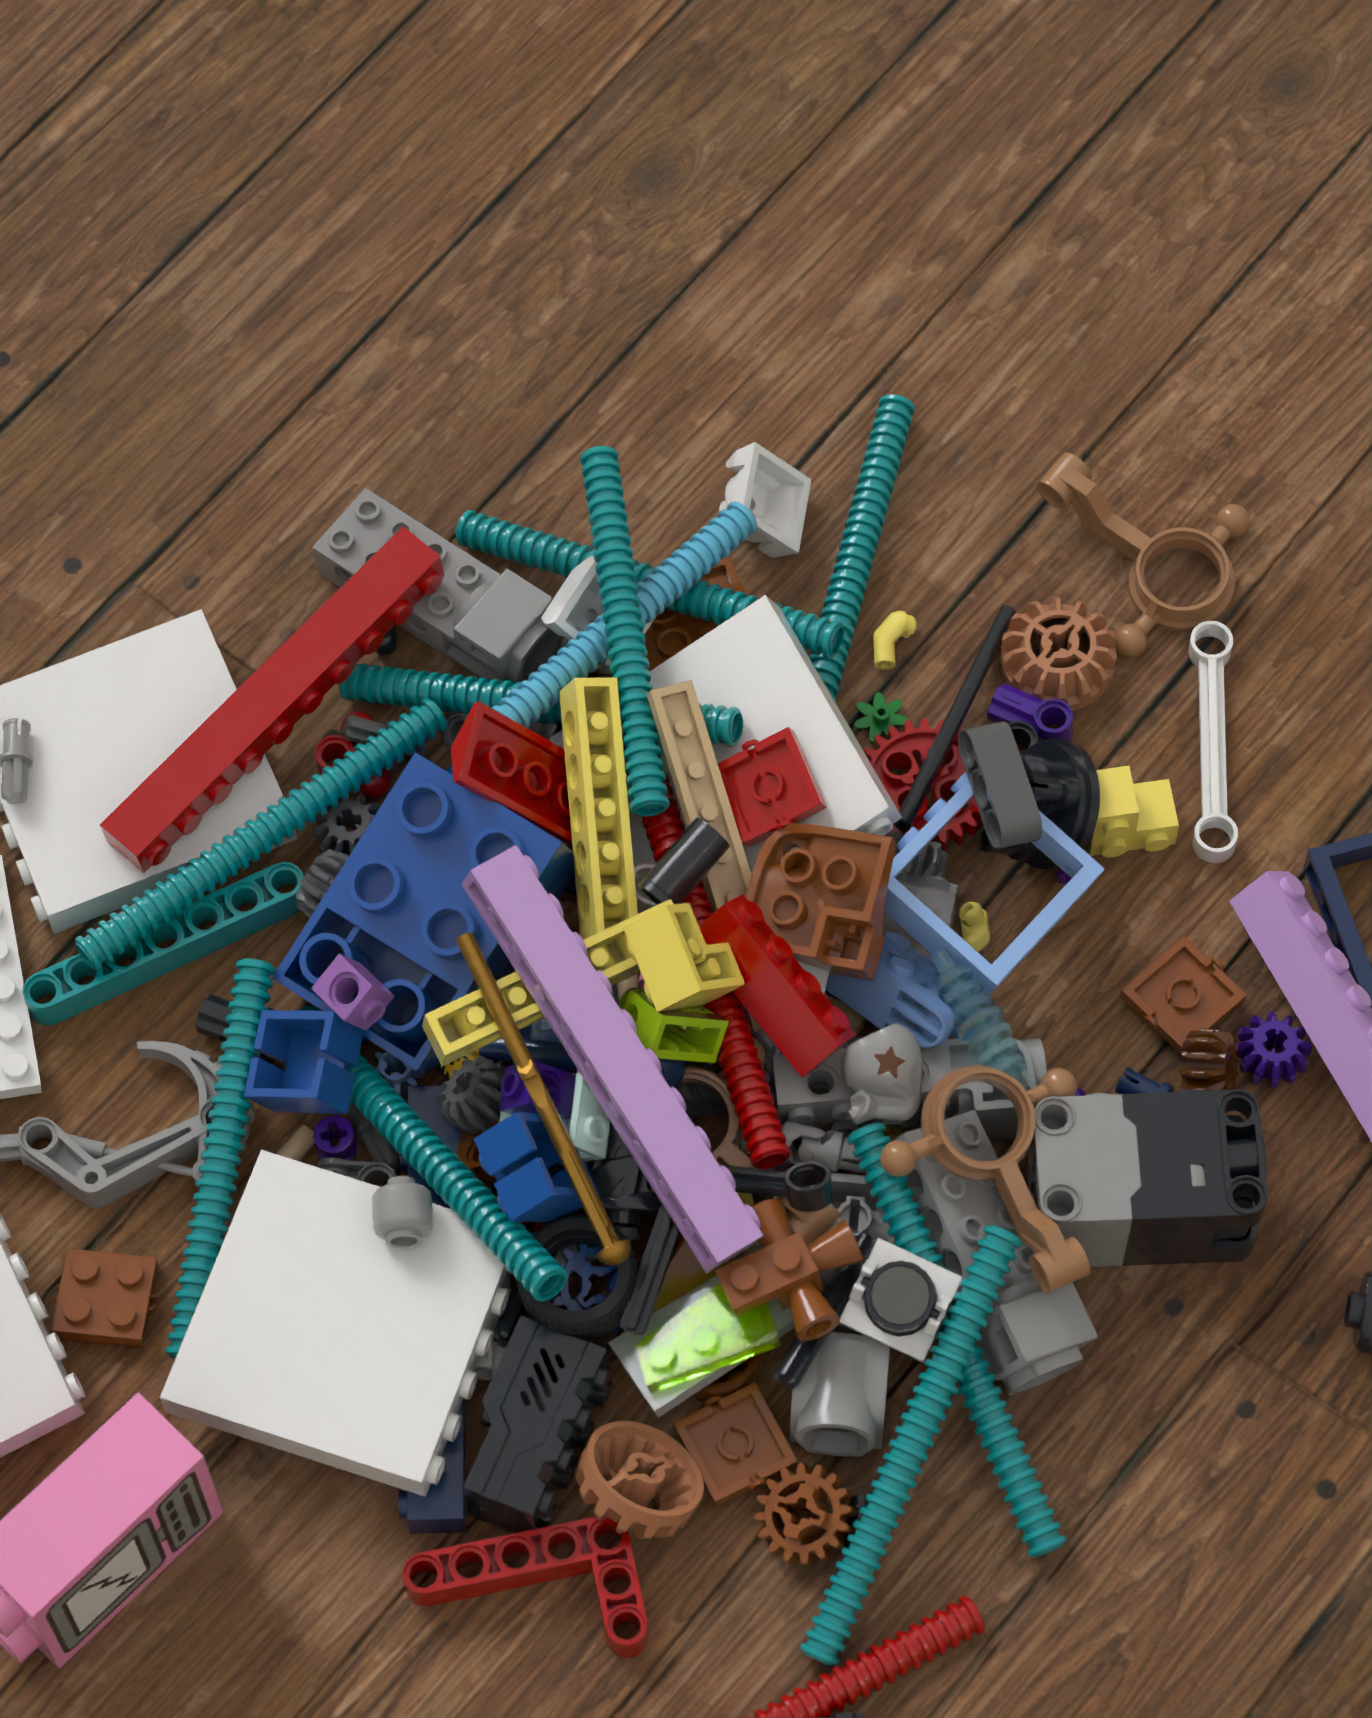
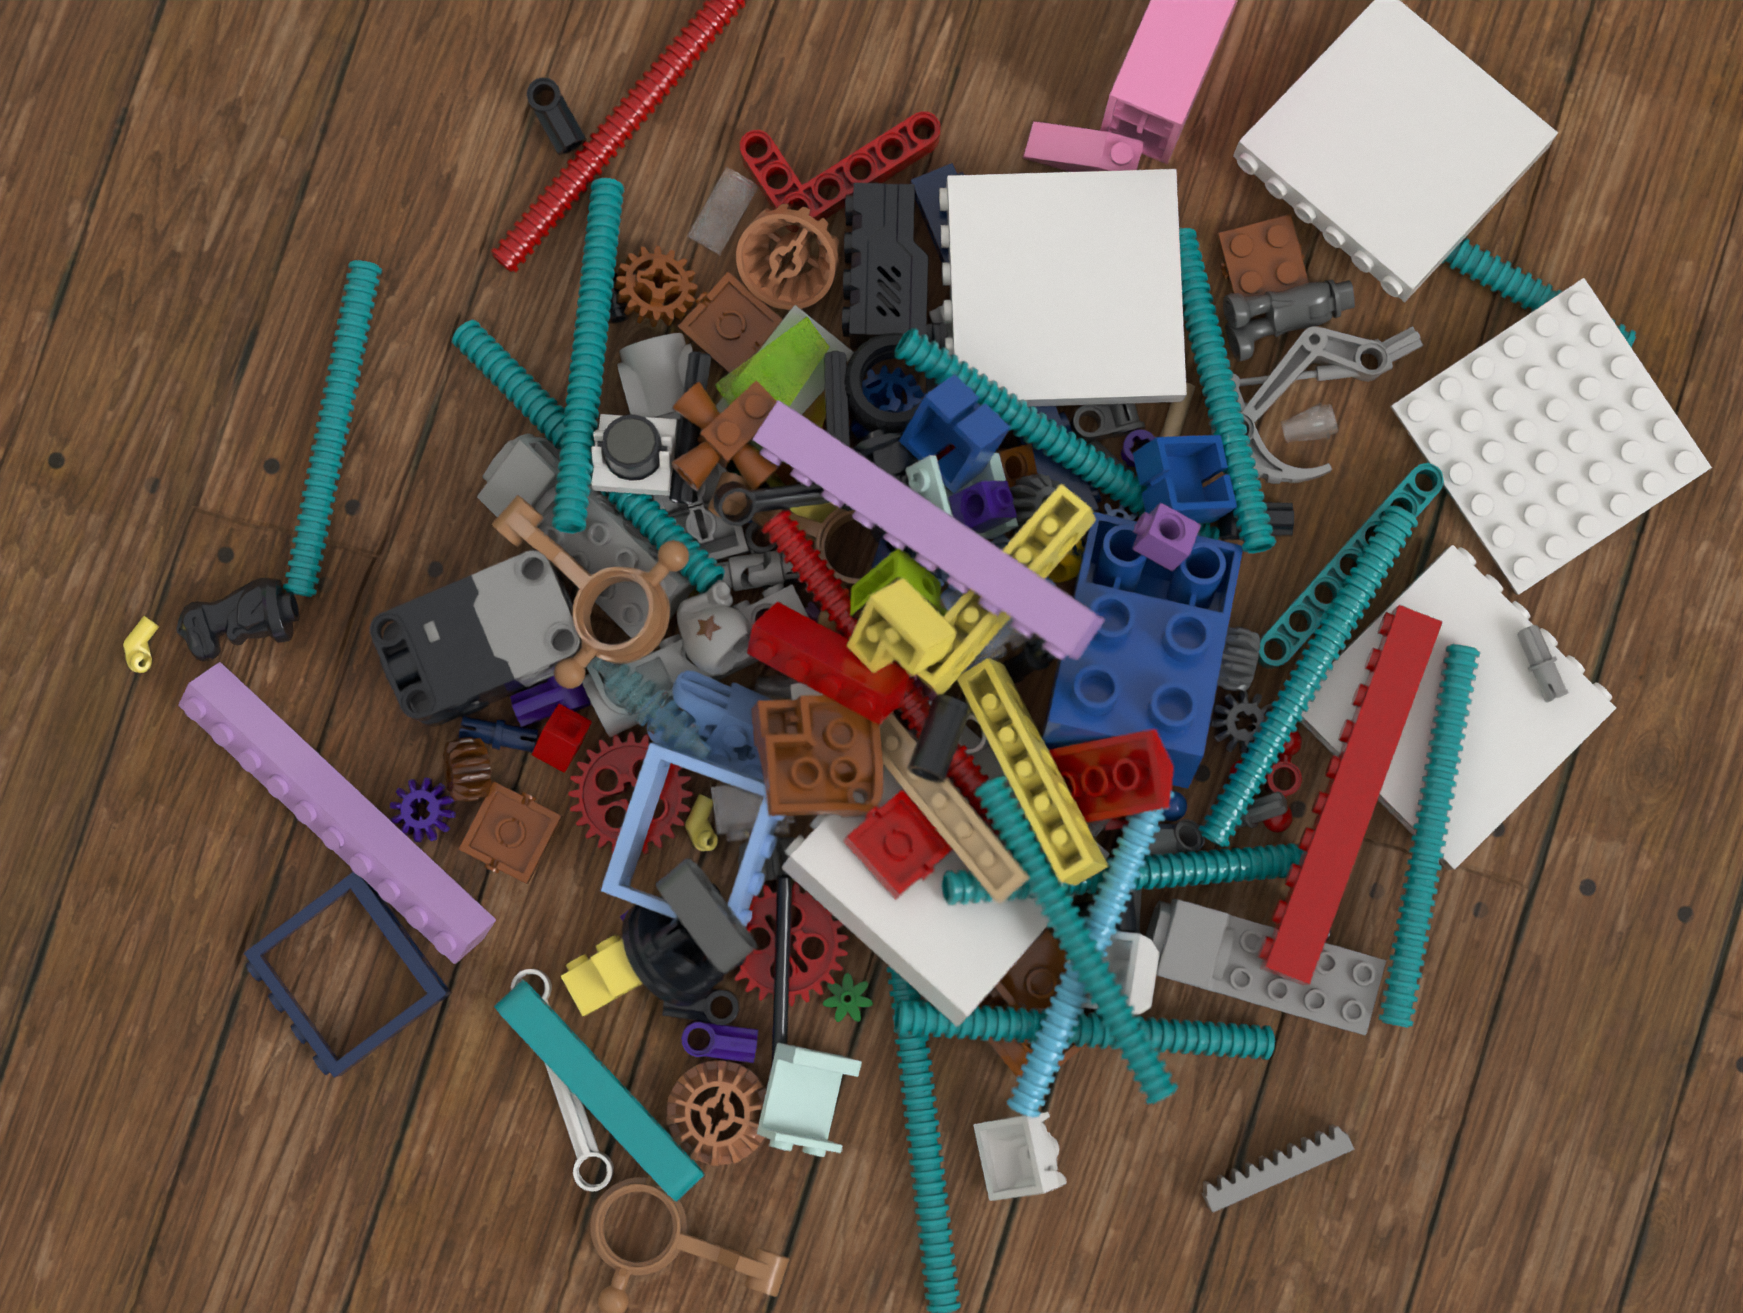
camera: 160 degrees right, 20 degrees up
(111, 1229) = (1284, 312): none -> dark grey piece
(136, 1103) = (1311, 424): none -> clear cone
(210, 643) = (1429, 835): none -> teal piece
(254, 1490) = (1081, 149): none -> bright pink slope
(402, 1212) = (1049, 373): light grey head -> none
(509, 412) = (1278, 1170): none -> light grey gear
(614, 1250) = (867, 388): pearl gold bar -> none
(692, 1574) = (723, 210): none -> clear slope
(886, 635) = (869, 1078): light yellow arm -> none
(966, 630) = (803, 1098): none -> light aqua panel
(1034, 1018) = (623, 759): none -> red gear
(1093, 1061) = (561, 738): none -> red brick
(1177, 705) = (599, 1090): none -> teal beam
(1238, 1498) = (332, 427): none -> teal piece

